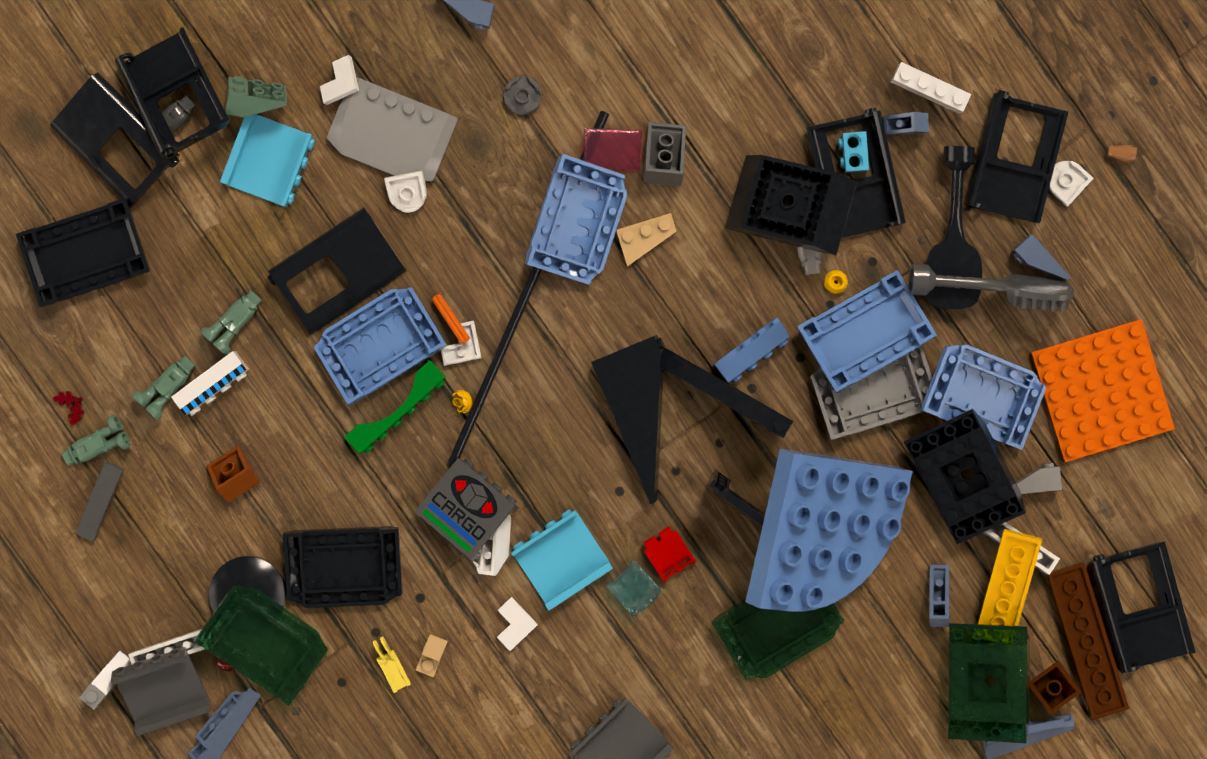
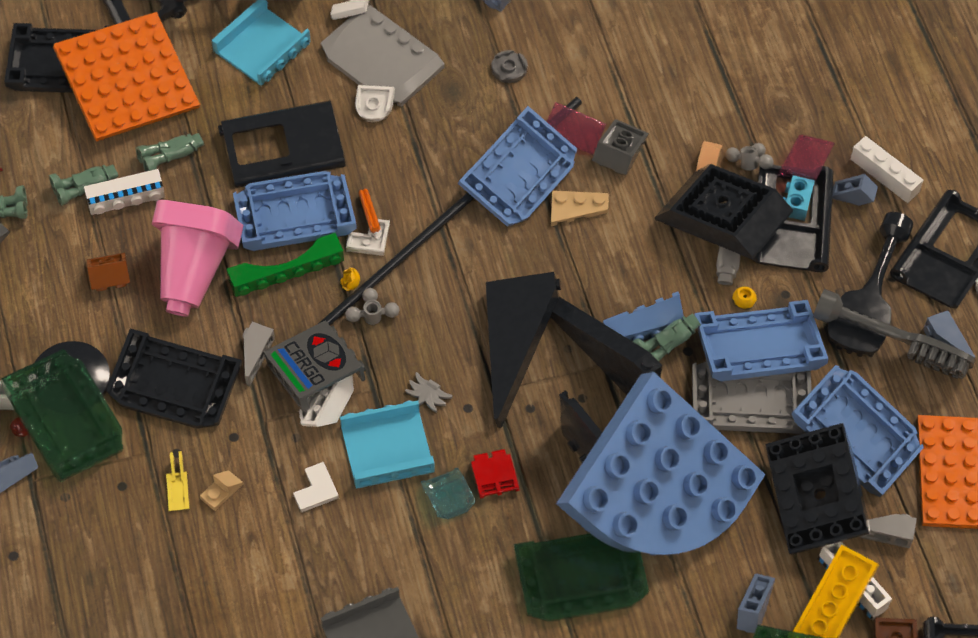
camera: 15 degrees right, 30 degrees down
(155, 257) = (126, 76): none -> orange plate
(306, 435) = (191, 250): none -> bright pink cone
(403, 505) = (256, 341): none -> light grey slope
(487, 411) = (370, 296): none -> light grey piece
(577, 490) = (427, 392): none -> light grey piece
(754, 133) = (709, 154): none -> light nougat slope
(781, 361) = (671, 336): none -> sand green piece
(798, 109) = (750, 157): none -> light grey piece
(850, 102) = (807, 157): none -> clear pink piece

